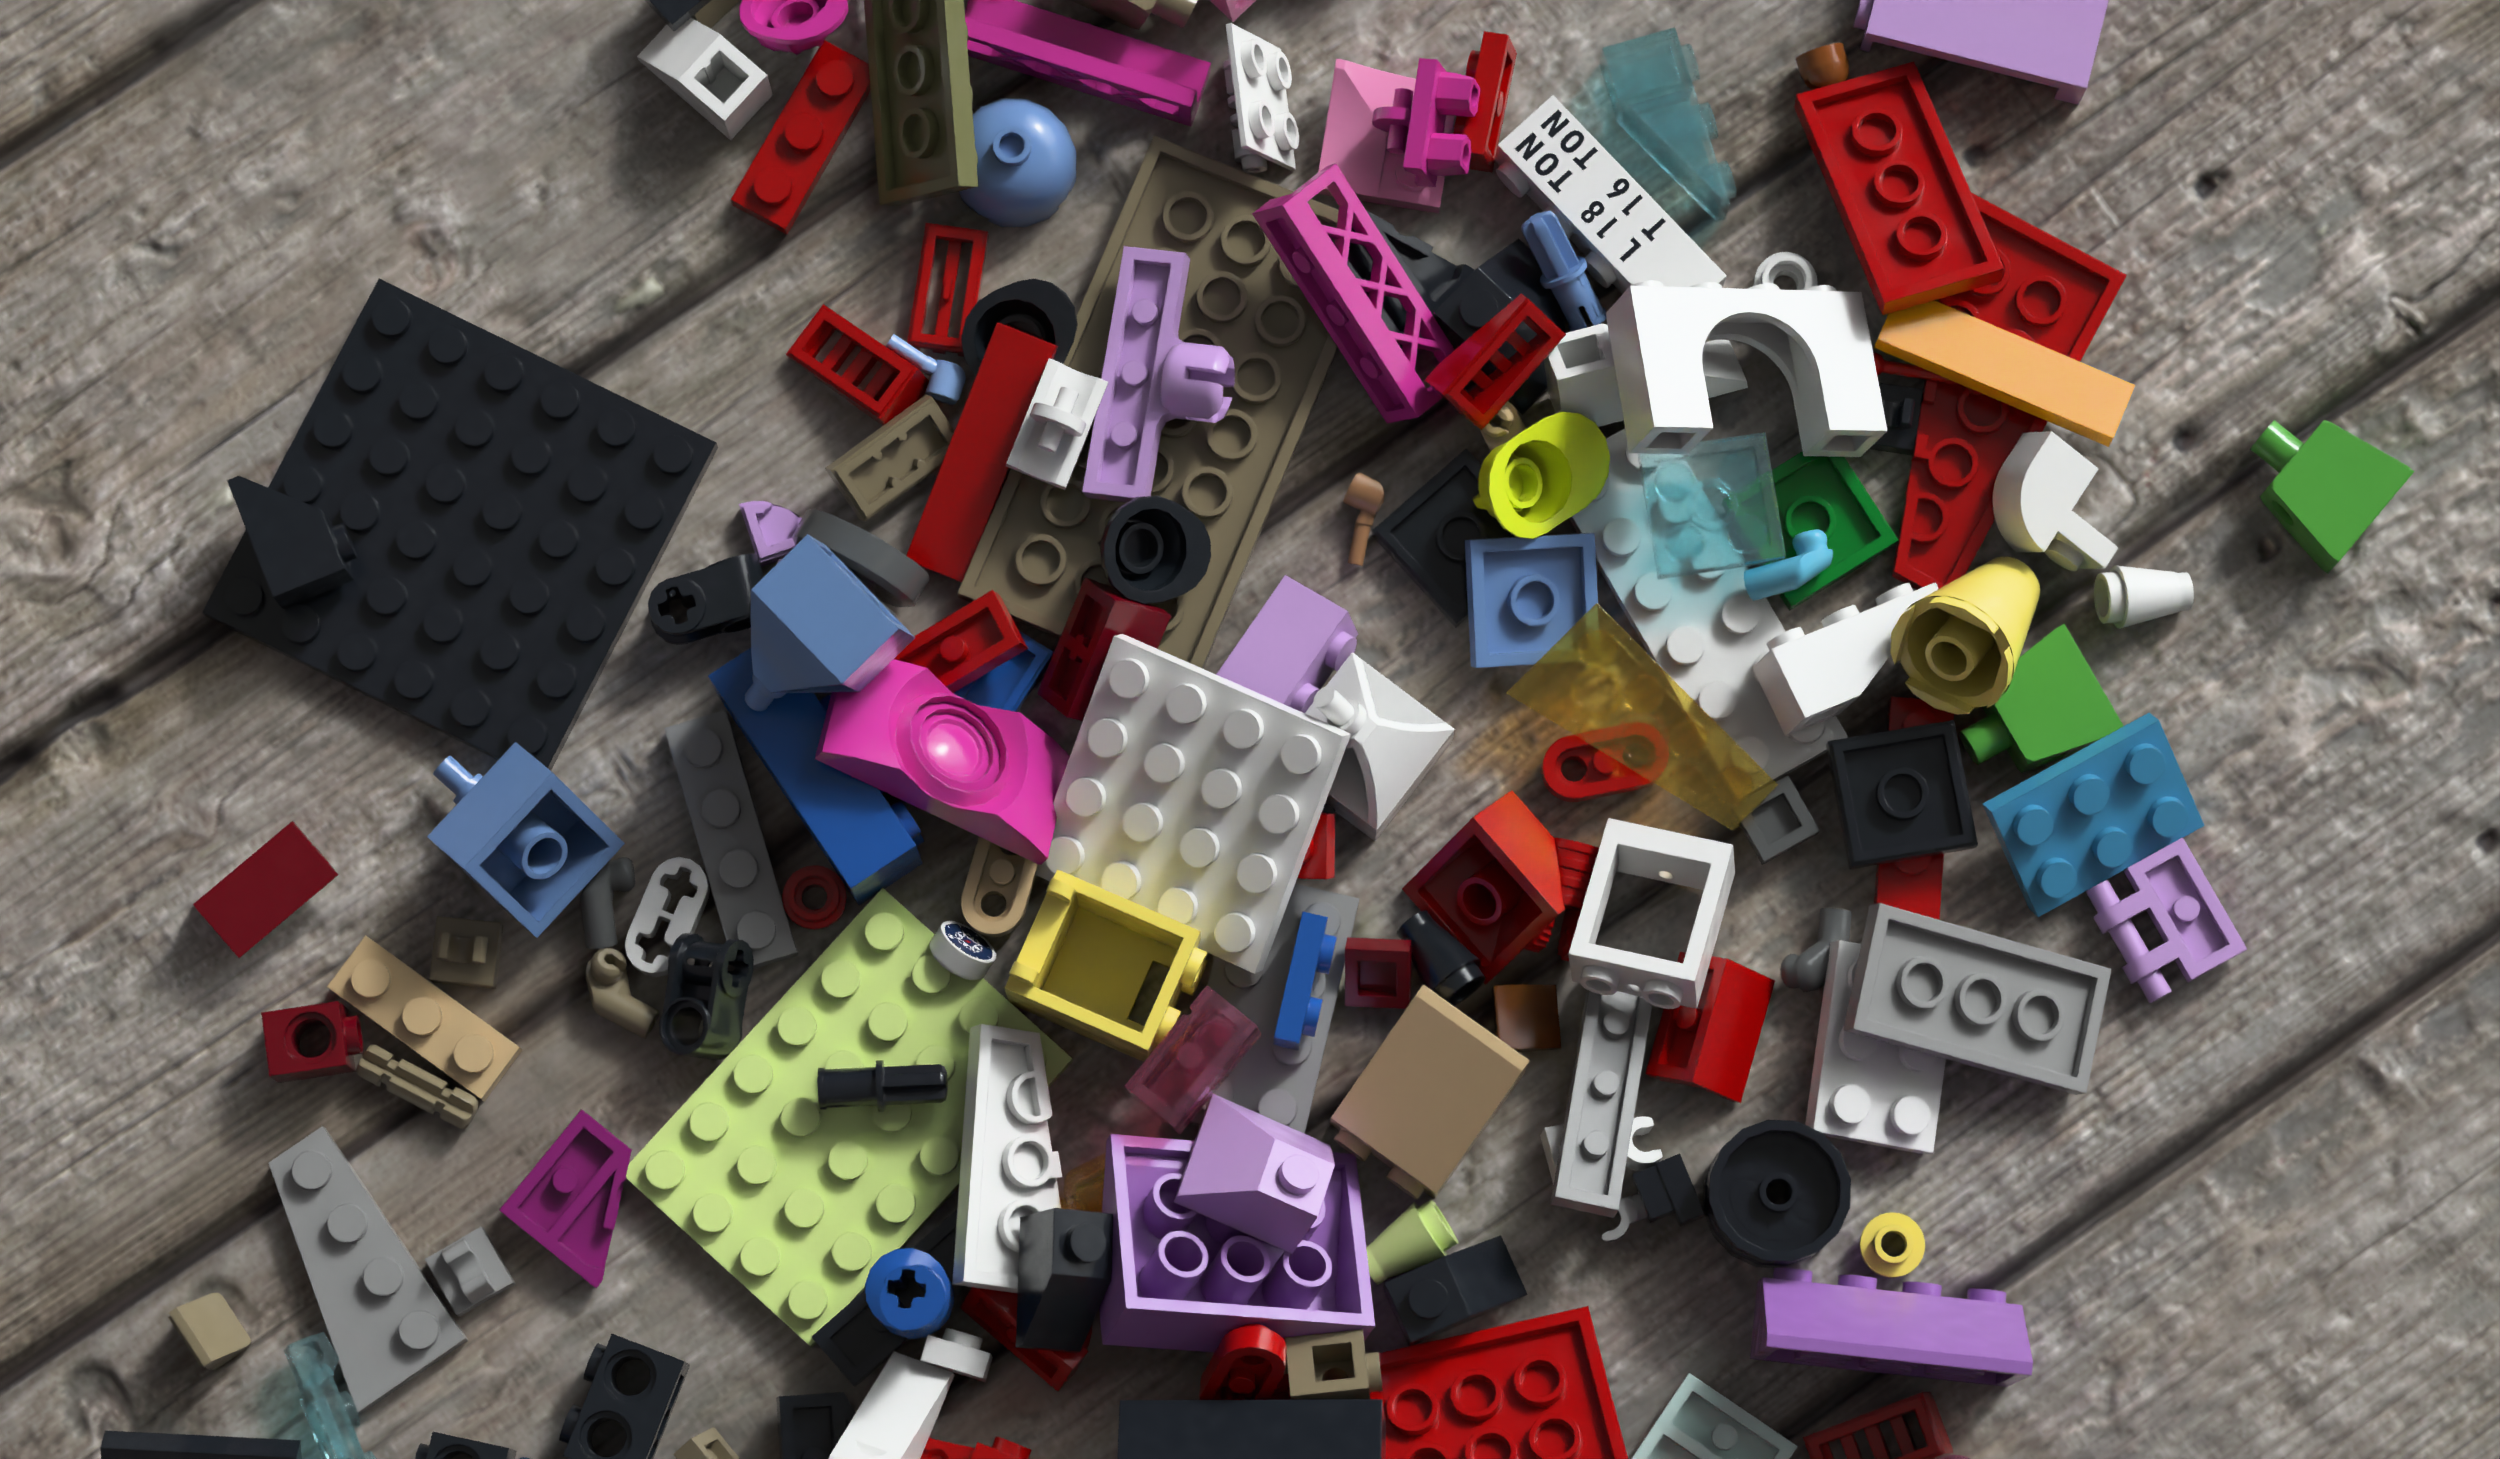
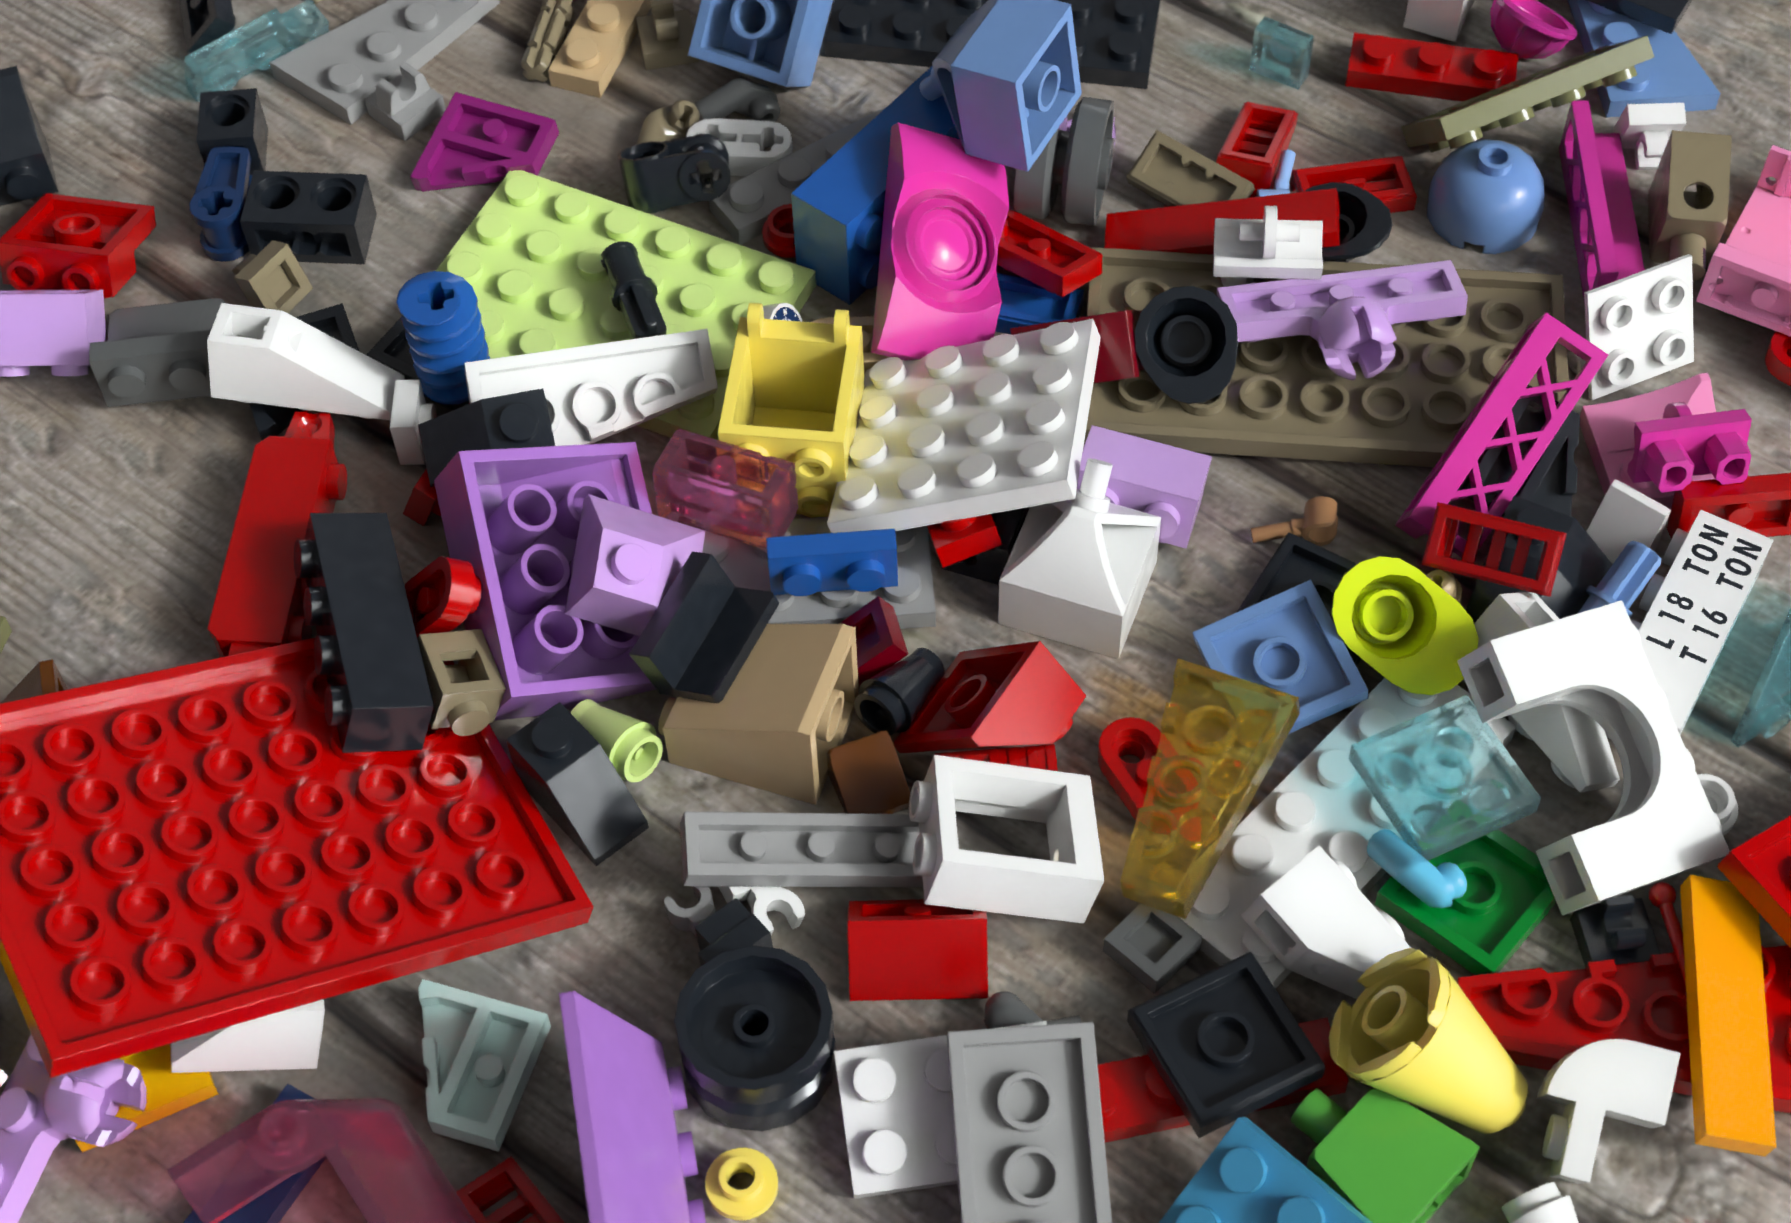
camera: 75 degrees right, 25 degrees down
(738, 288) = (1281, 52): none -> clear light blue plate
(1361, 1123) = (702, 632): none -> black panel
(1473, 214) = (1627, 517): none -> white slope

